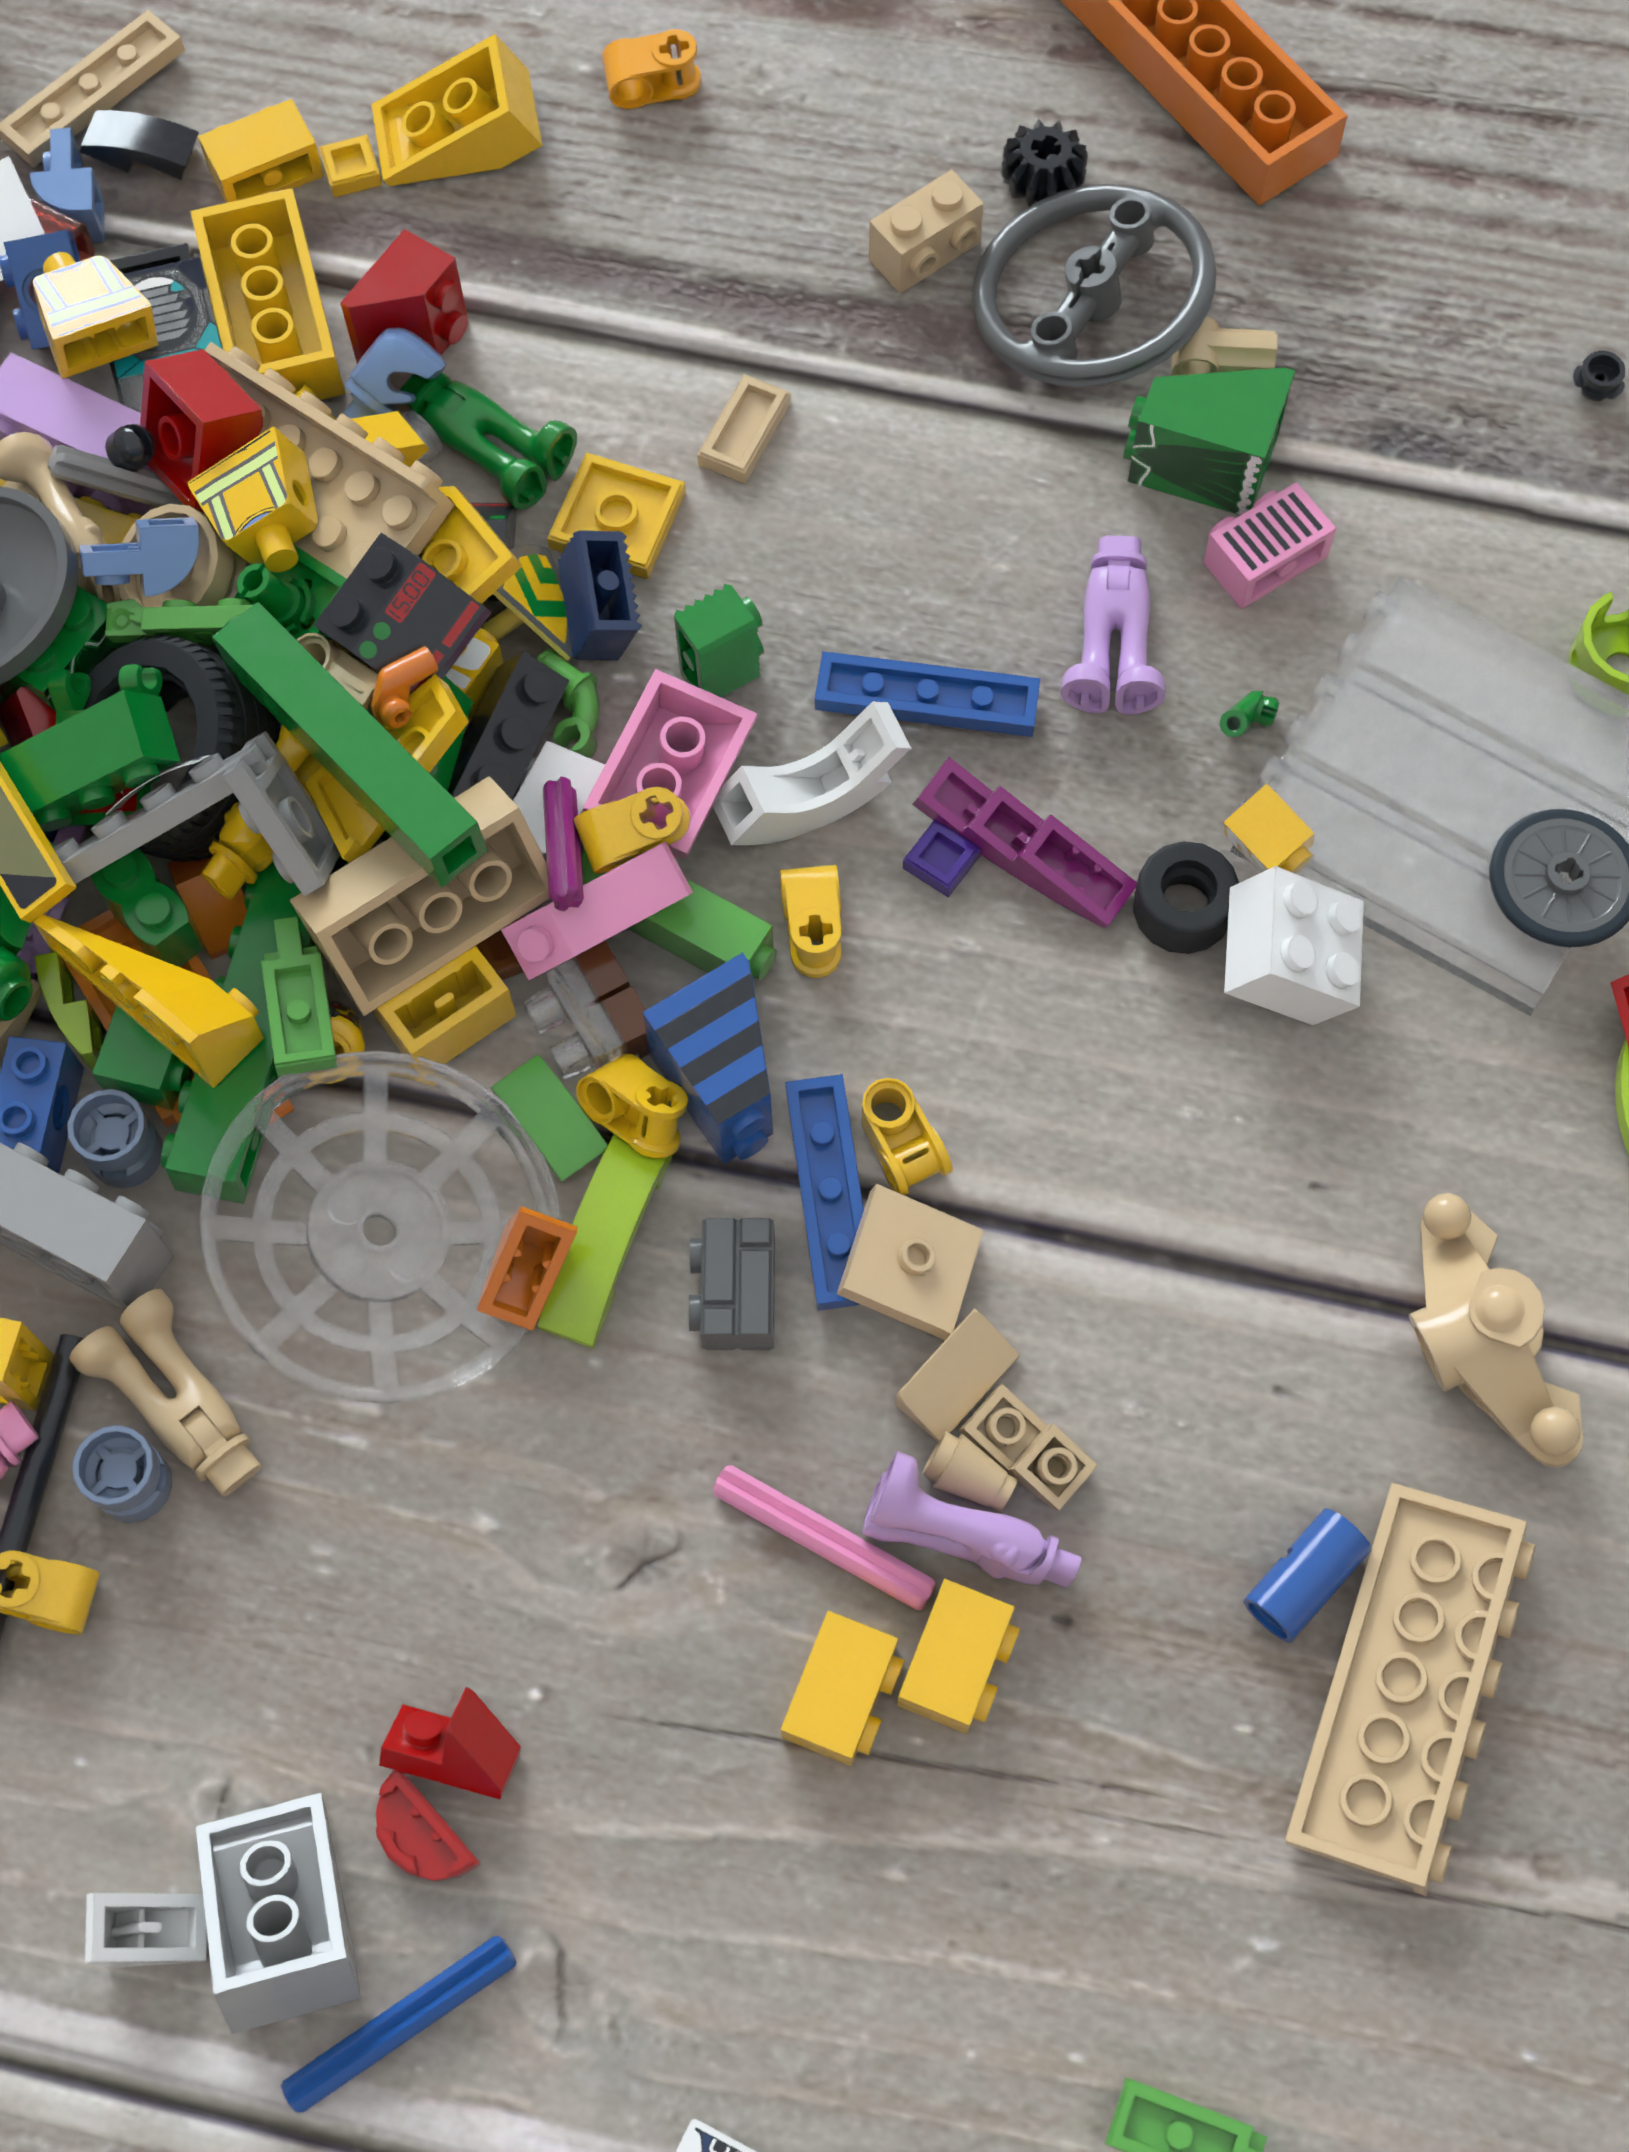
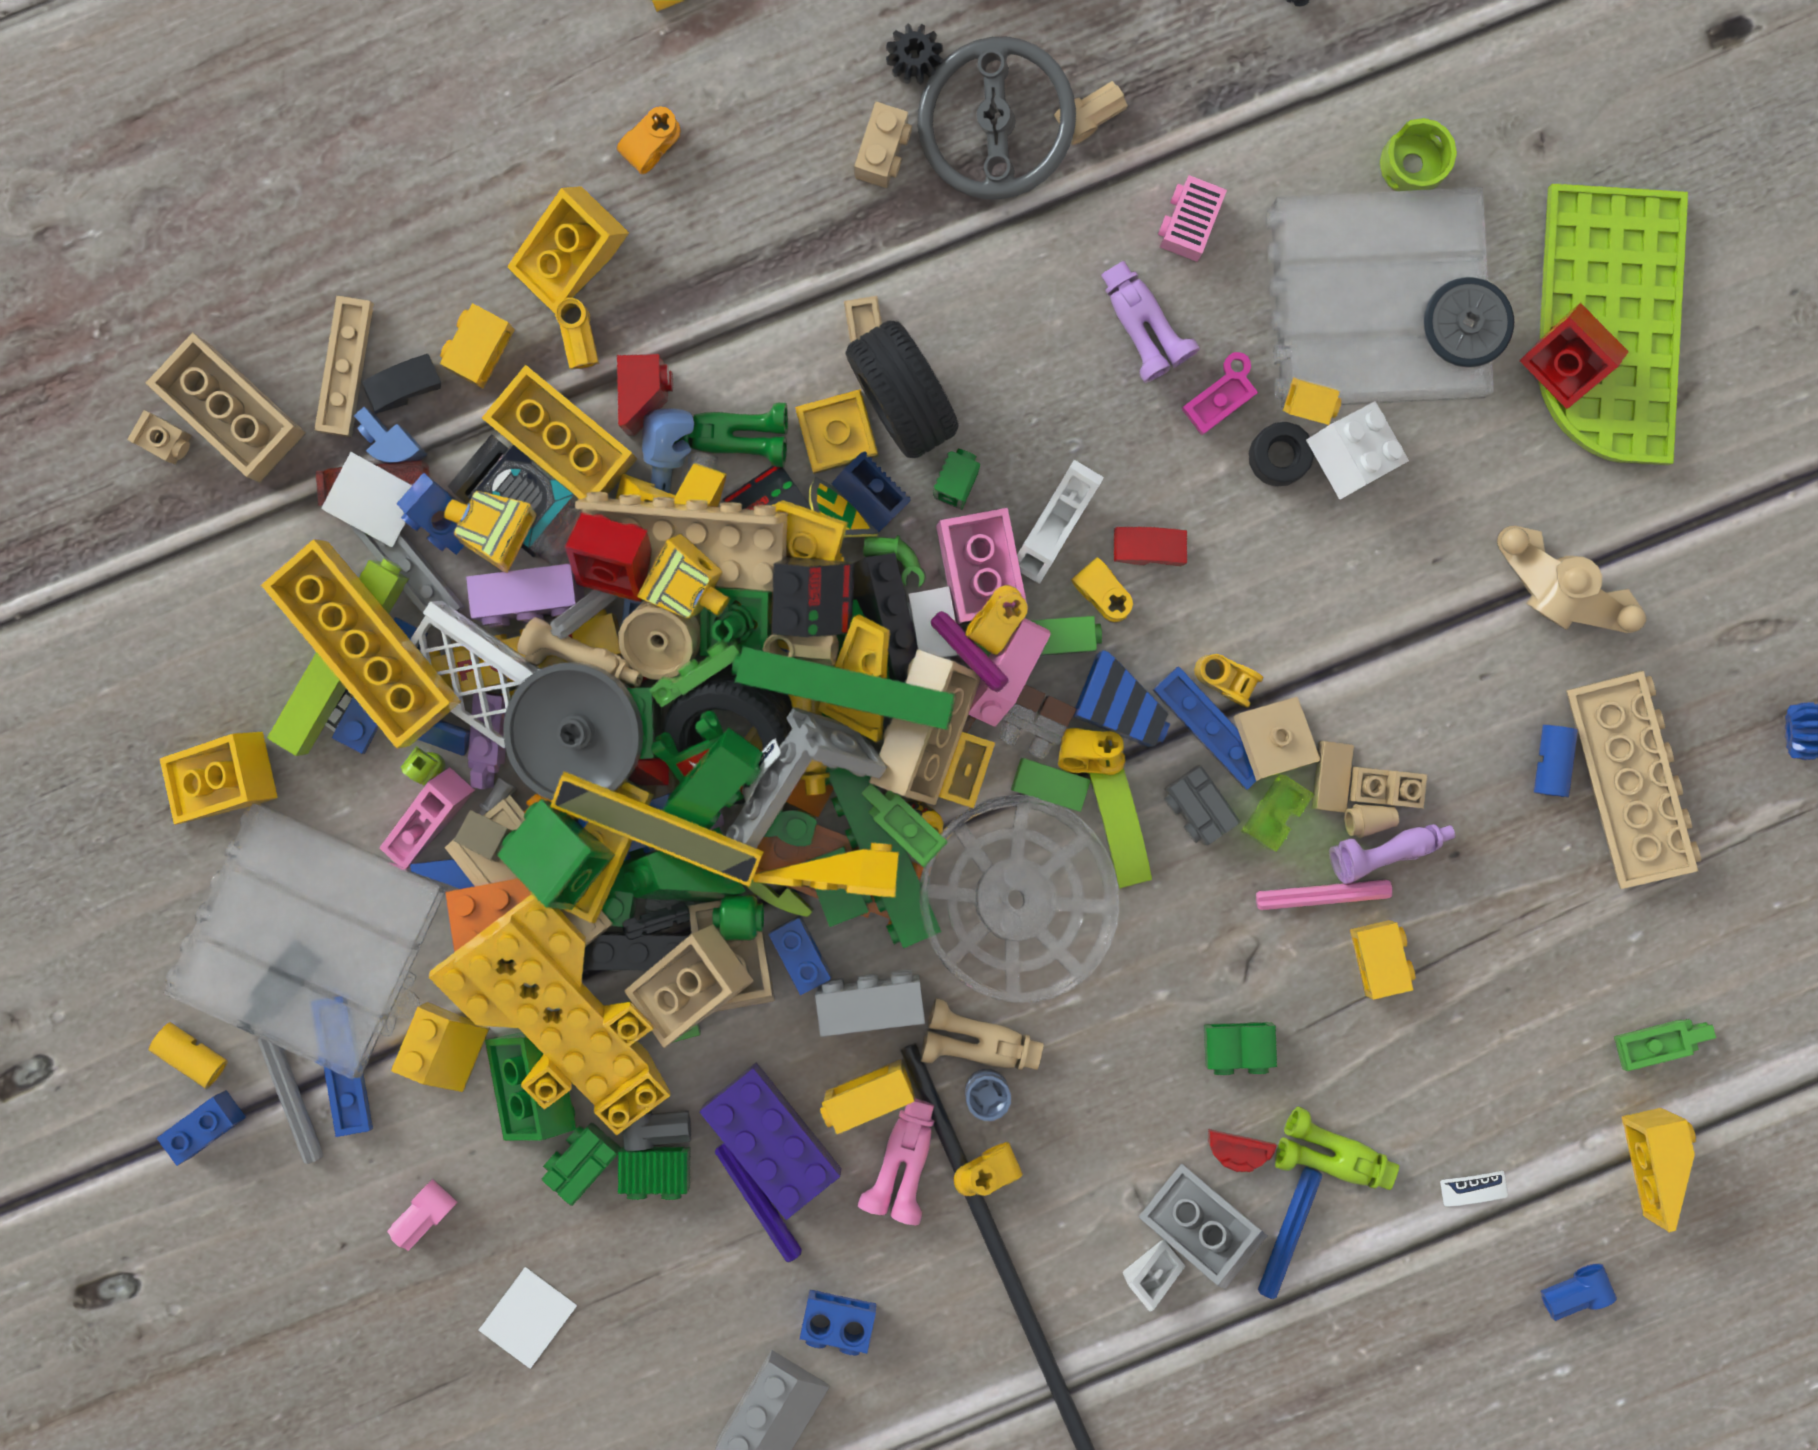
camera: 40 degrees left, 20 degrees up
(115, 1138) = (854, 943): sand blue wheel -> none
(130, 447) = (580, 590): black hinge -> none
(161, 556) = (658, 649): medium blue brick -> none
(350, 166) = (527, 315): yellow tile -> none
(389, 208) = (578, 336): none -> yellow piece
(394, 685) = (839, 638): orange arm -> none
(458, 1751) = (1231, 1106): red slope -> none
(525, 1267) = (1102, 871): orange slope -> none
(535, 1670) = (1240, 1046): none -> green brick
(577, 1975) = (1352, 1159): none -> lime piece
(724, 479) = (902, 389): none -> black tyre
(842, 1350) = (1280, 802): none -> clear neon green brick
(924, 898) = (1150, 545): none -> red slope
(929, 693) = (1074, 427): blue plate -> none
(941, 858) = (1142, 511): dark purple tile -> none
(957, 1657) = (1424, 908): yellow brick -> none
(1026, 846) = (1180, 478): magenta slope -> none
(1155, 779) = (1222, 396): none -> dark pink hinge
(1208, 435) = (1128, 177): green slope -> none
(1250, 709) = (1241, 332): green arm -> none

